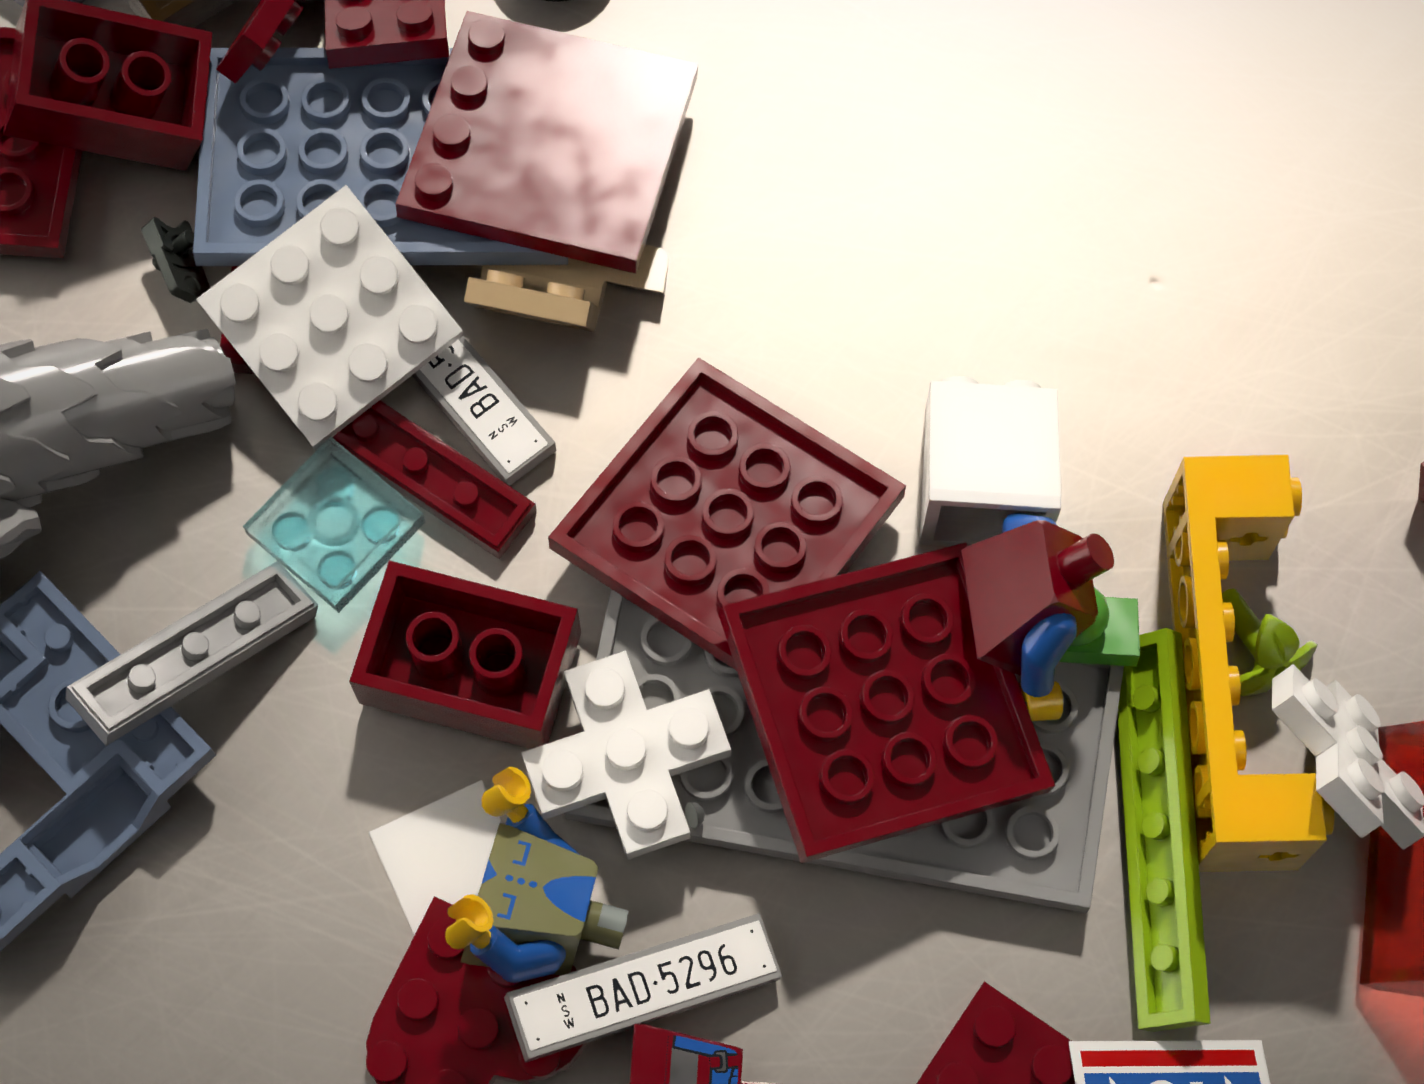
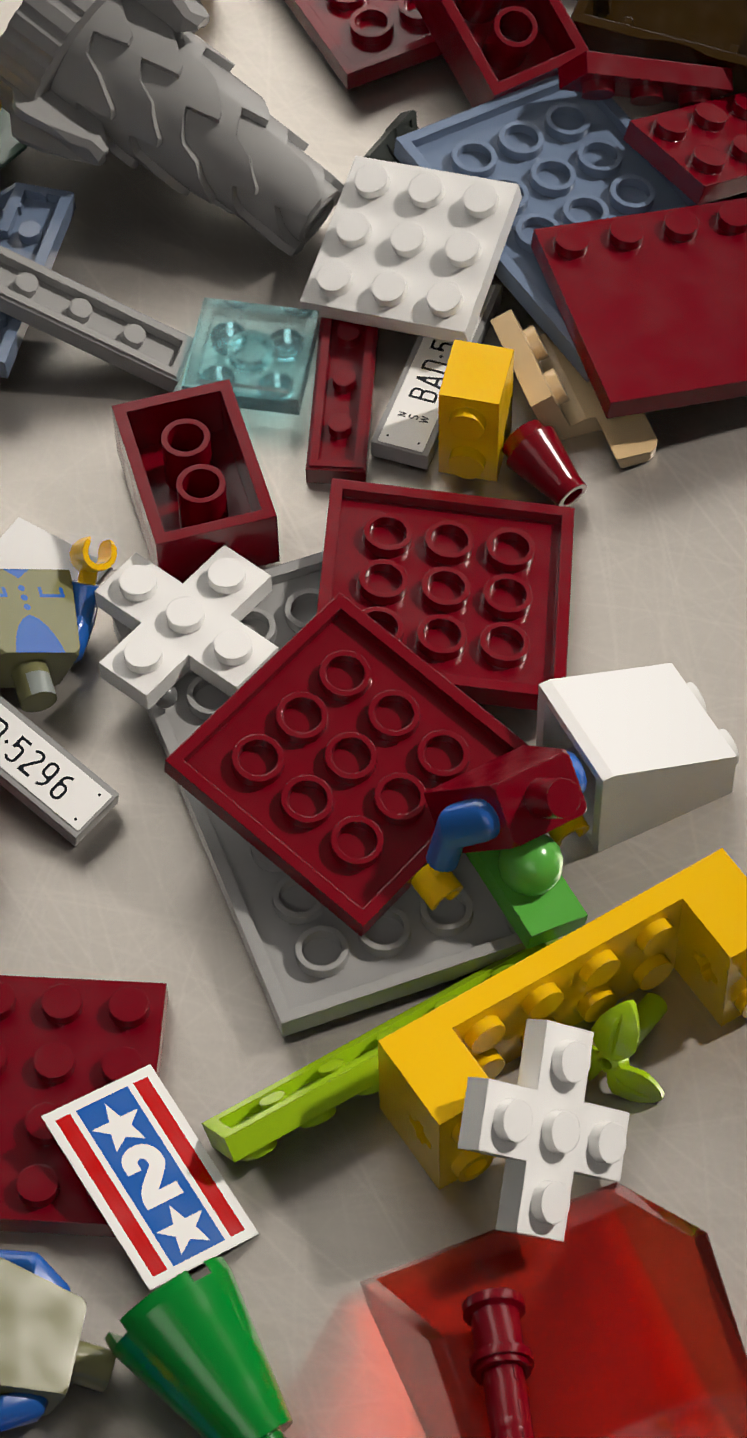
camera: 60 degrees right, 15 degrees down
(556, 373) = (475, 410): none -> yellow brick
(629, 352) = (542, 461): none -> dark red cone

